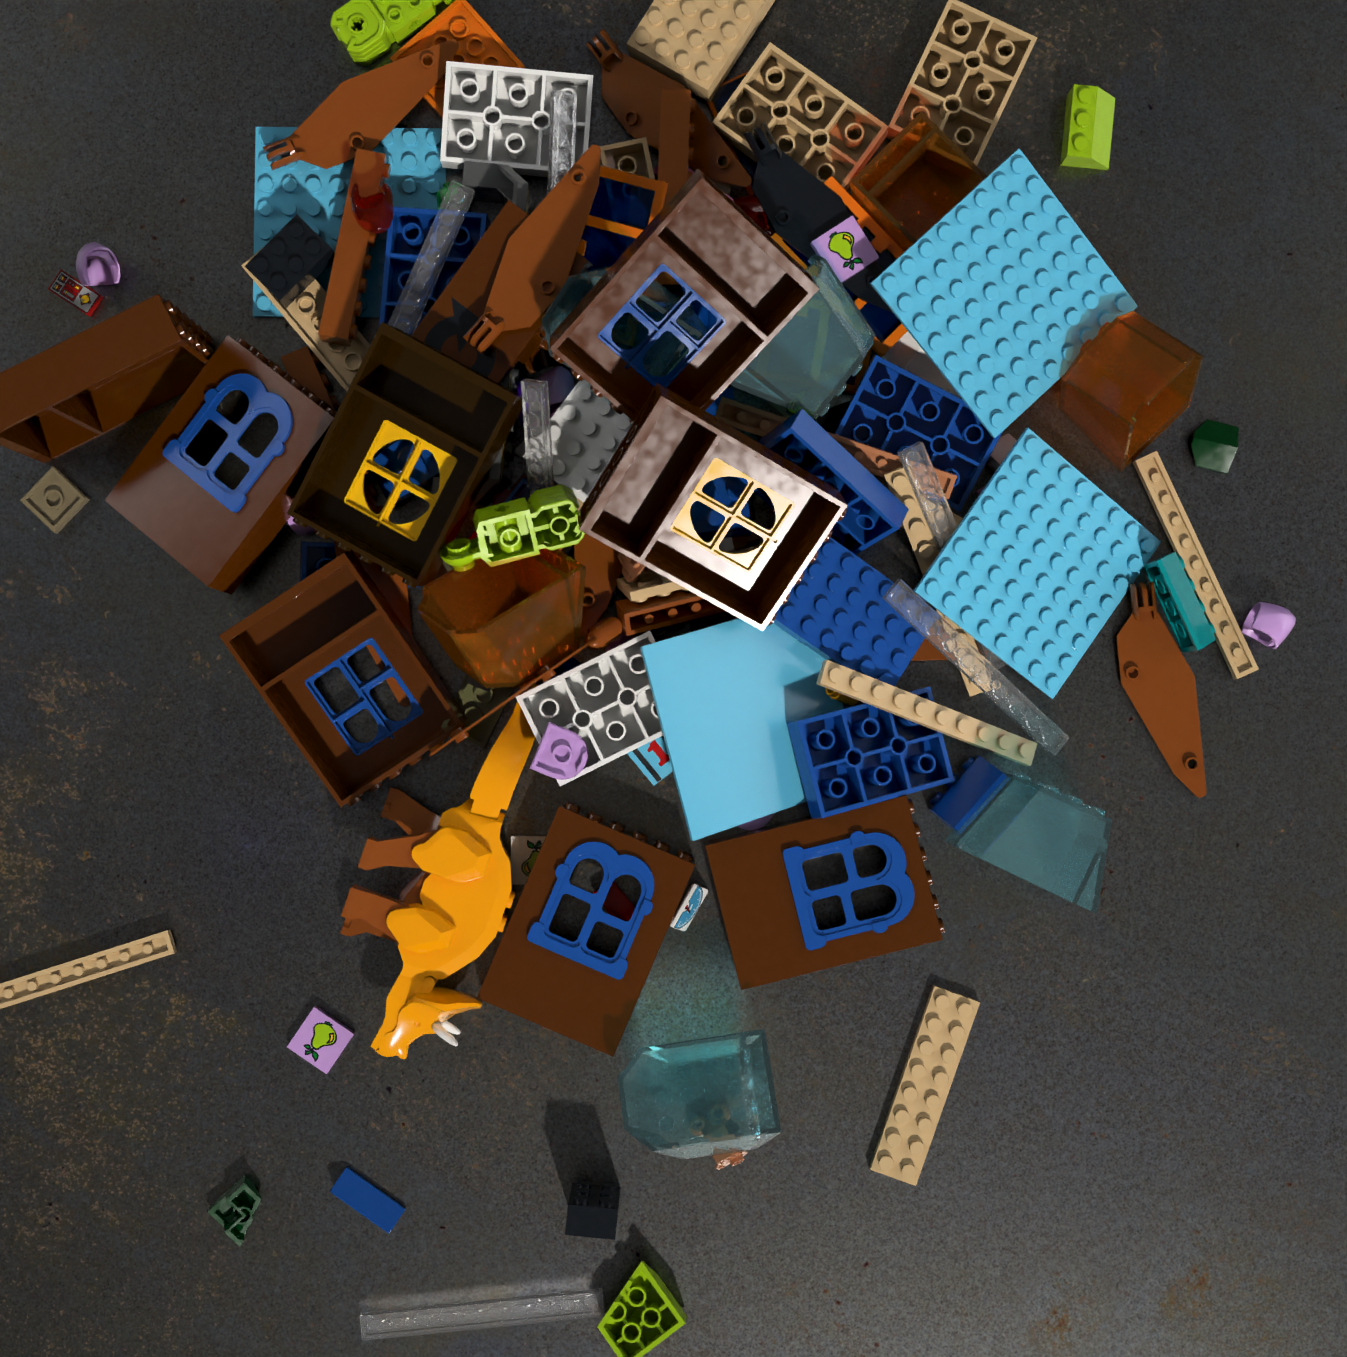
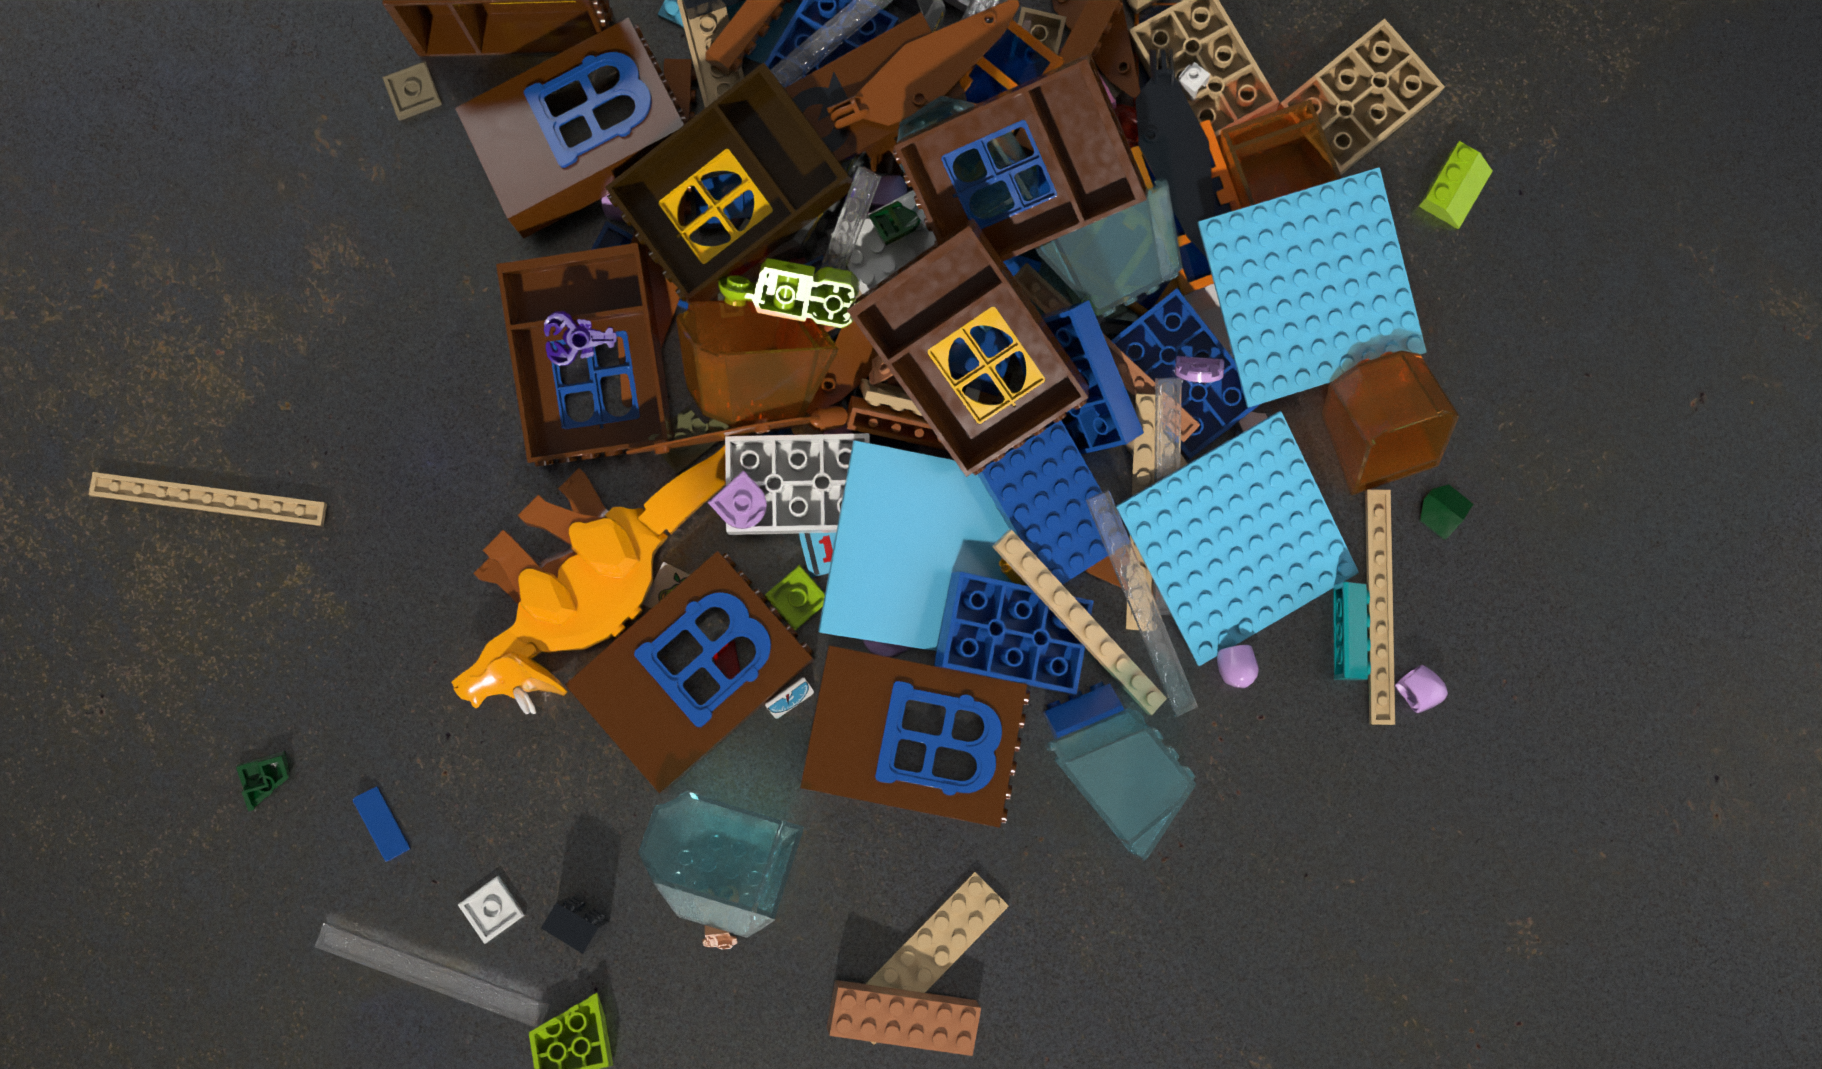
camera: 25 degrees right, 5 degrees down
(321, 1039) = (410, 662): lavender tile -> none
(331, 670) = (576, 337): none -> dark purple animal
(507, 1228) = (491, 909): none -> white tile
(580, 418) = (894, 222): none -> dark green slope
(651, 811) = (796, 597): none -> lime plate
(797, 143) = (1192, 79): none -> white window
(845, 249) = (1191, 187): lavender tile -> none
(933, 423) = (1199, 369): none -> lavender tile
(933, 1151) = (903, 1018): none -> nougat brick
(1091, 683) = (1238, 665): none -> lavender piece
(1161, 688) = (1300, 702): dark orange wing -> none

